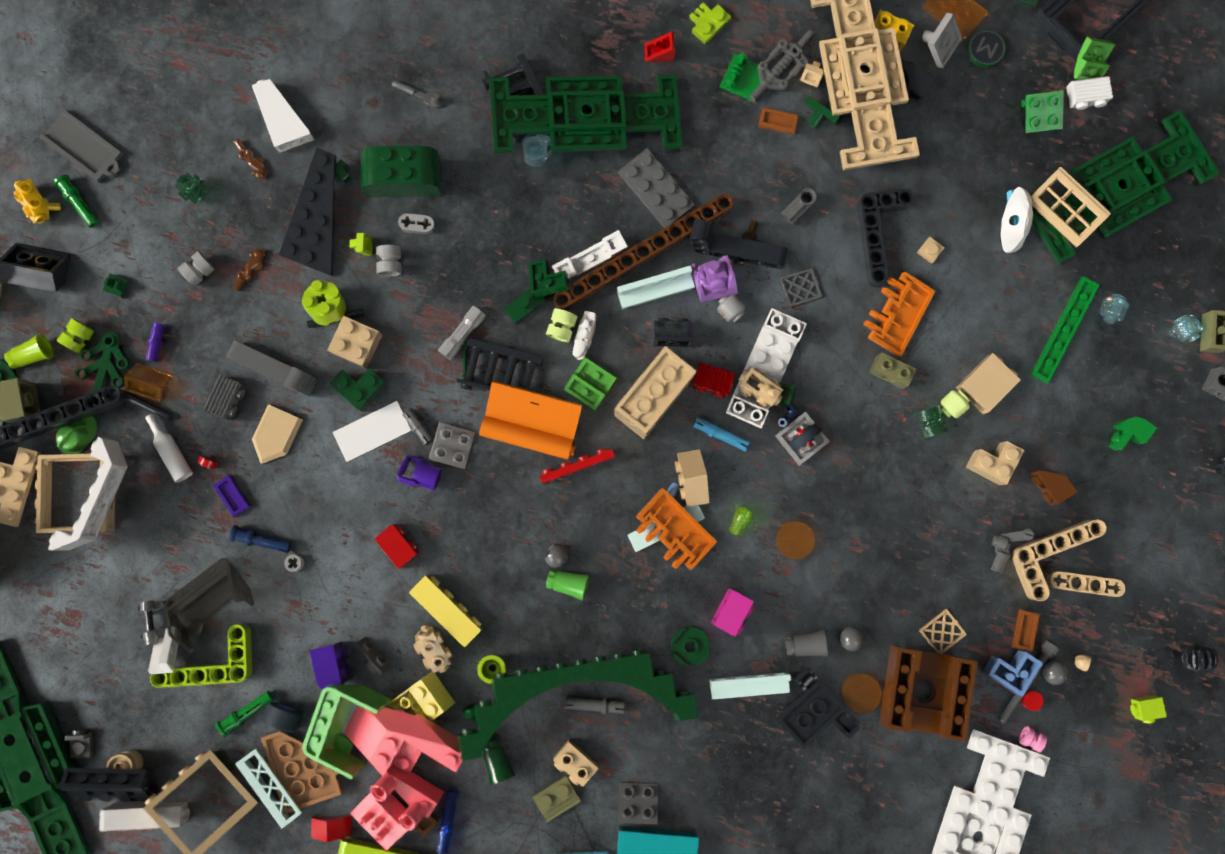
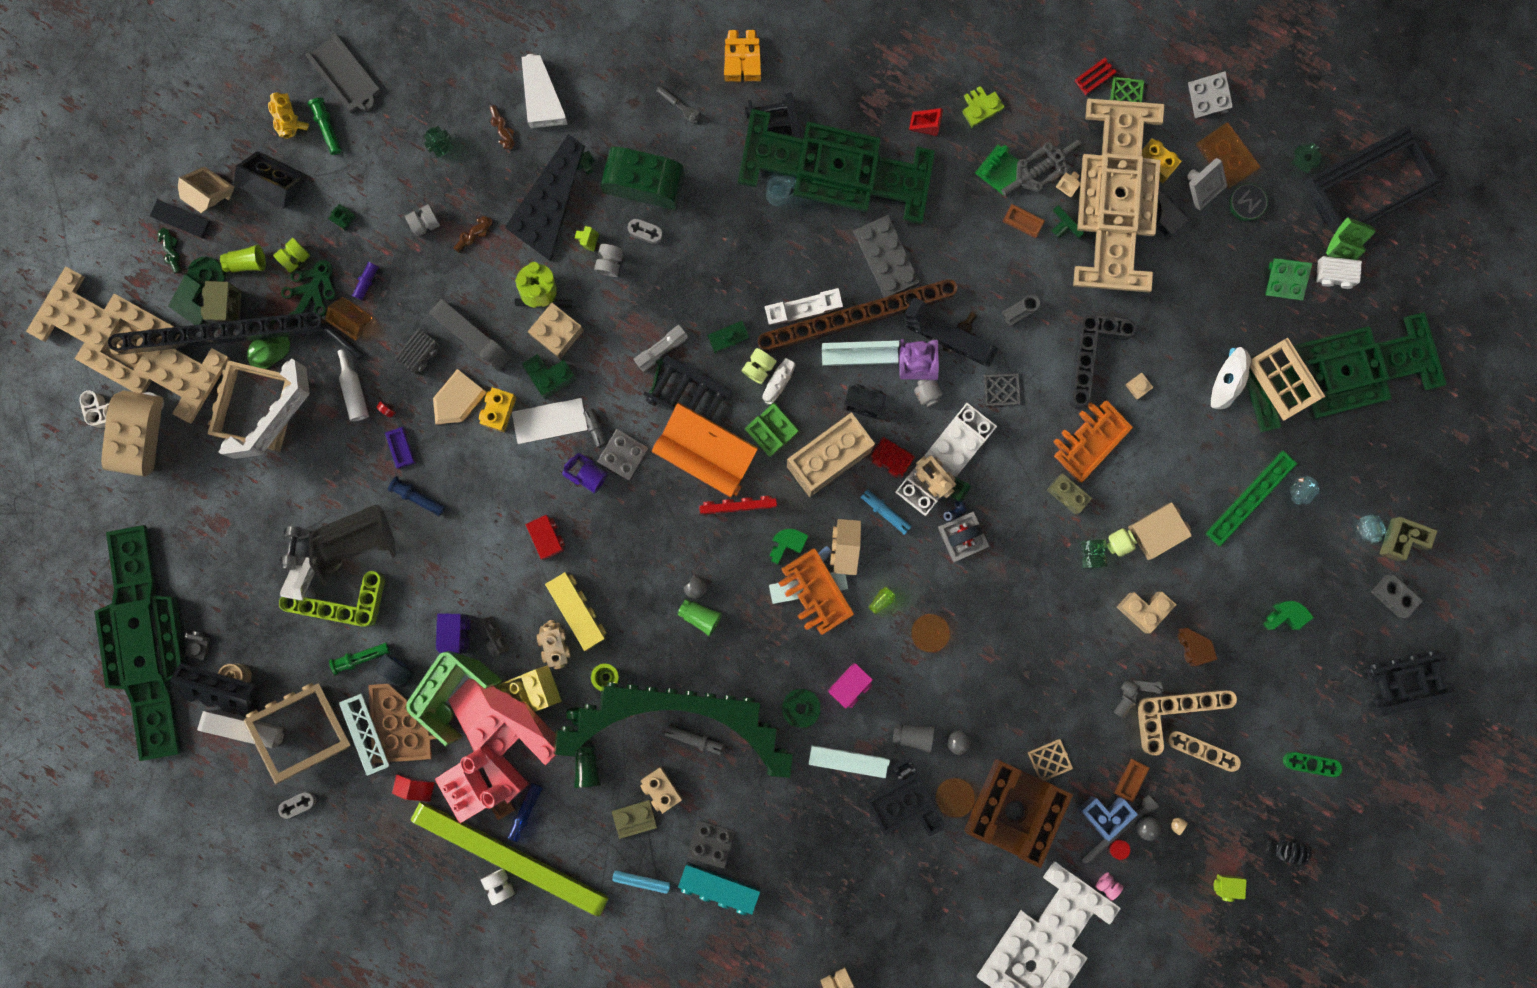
camera: 20 degrees right, 0 degrees up
(288, 563) = (449, 527): light grey bush -> none
(317, 433) = (497, 409): none -> yellow brick
(468, 32) = (740, 59): none -> light orange hips
(544, 283) = (752, 321): dark green tile -> none
(634, 485) = (788, 539): none -> green brick
(1184, 564) = (1325, 772): none -> green beam

